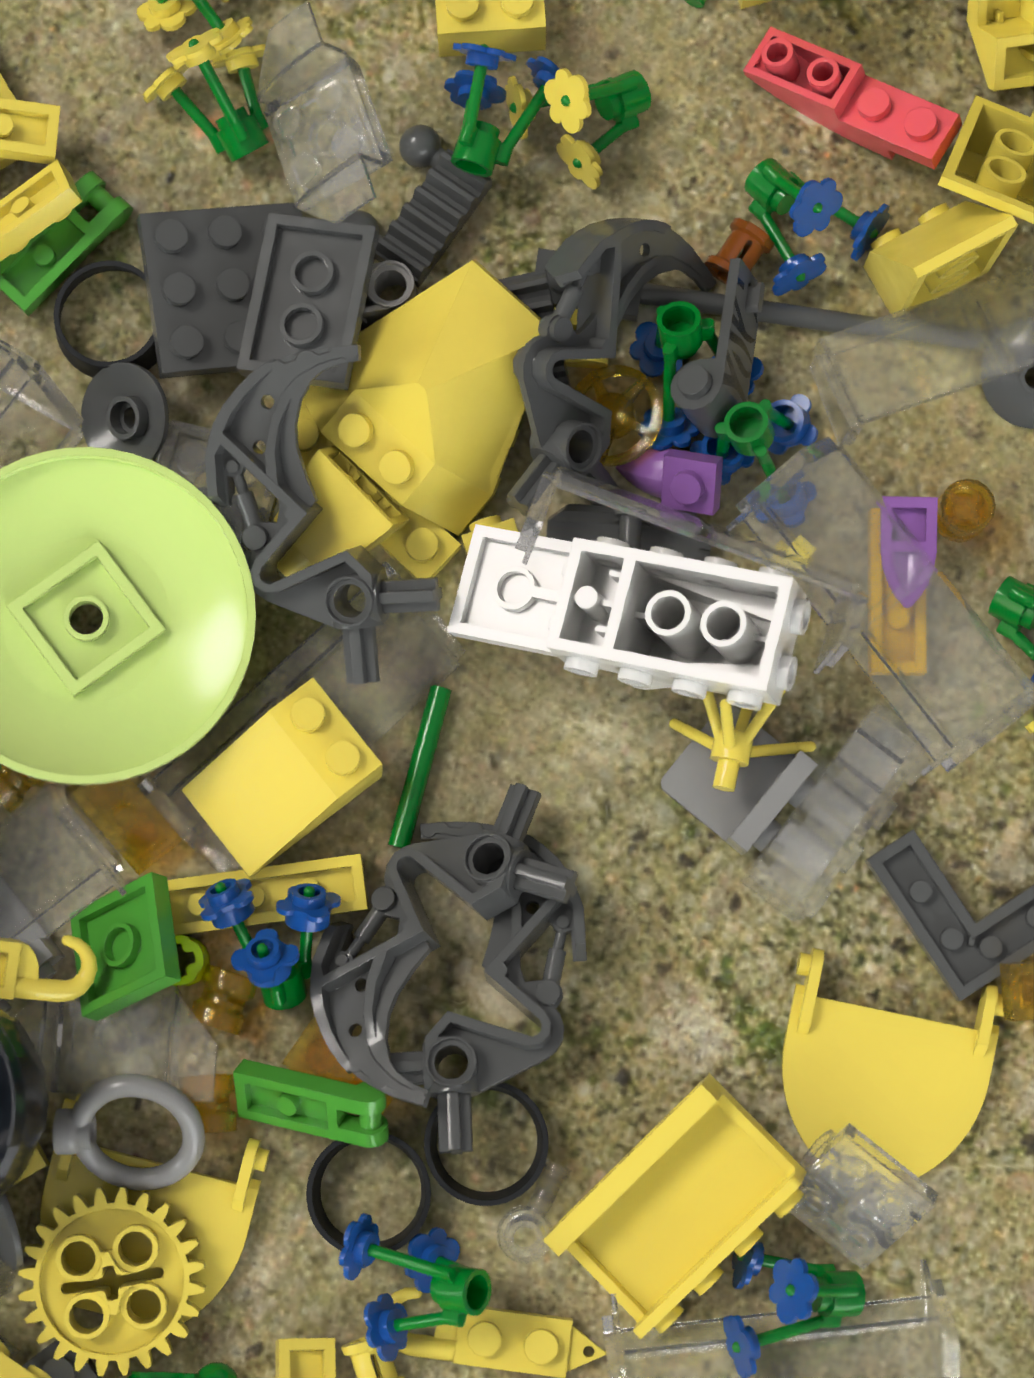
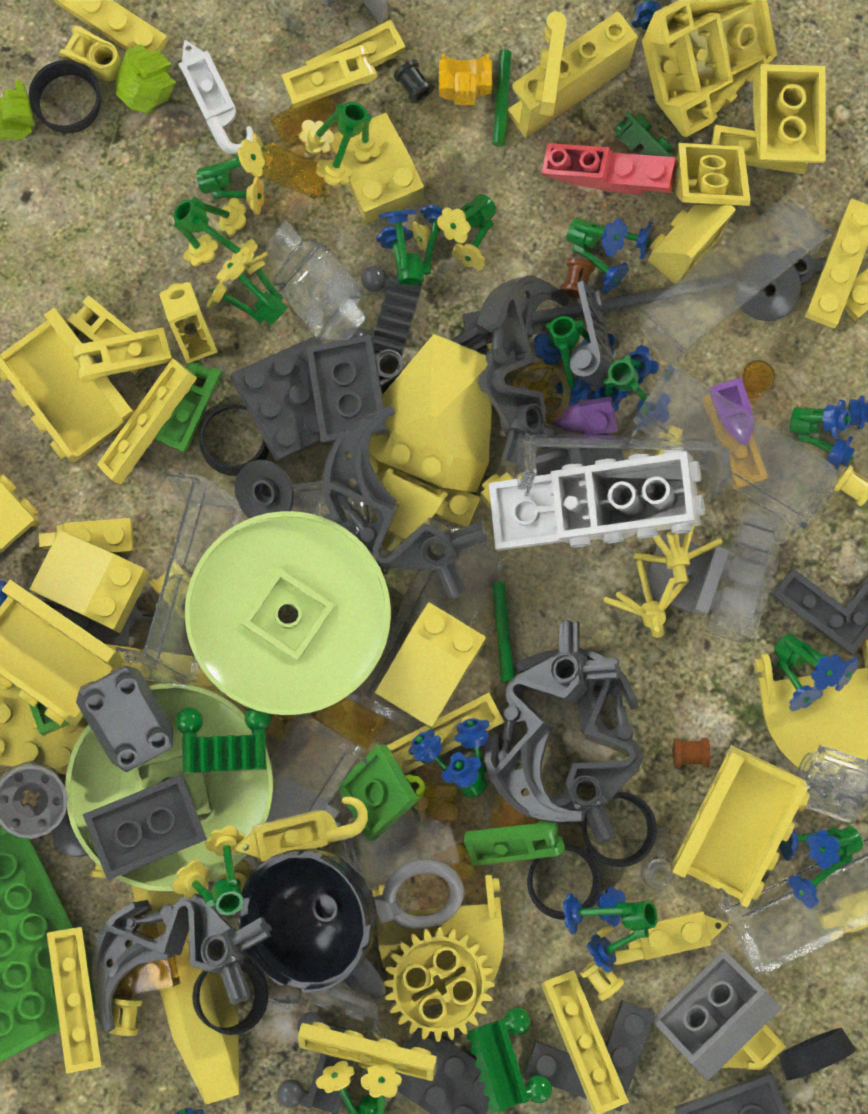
camera: 25 degrees left, 0 degrees up
(99, 88) = (182, 309): none -> light yellow torso
(645, 1063) = (691, 752): none -> dark orange bush
(665, 818) = (651, 611): none -> light yellow plant
(897, 1011) = (827, 670): none -> plant
(919, 57) = (637, 132): none -> green hinge

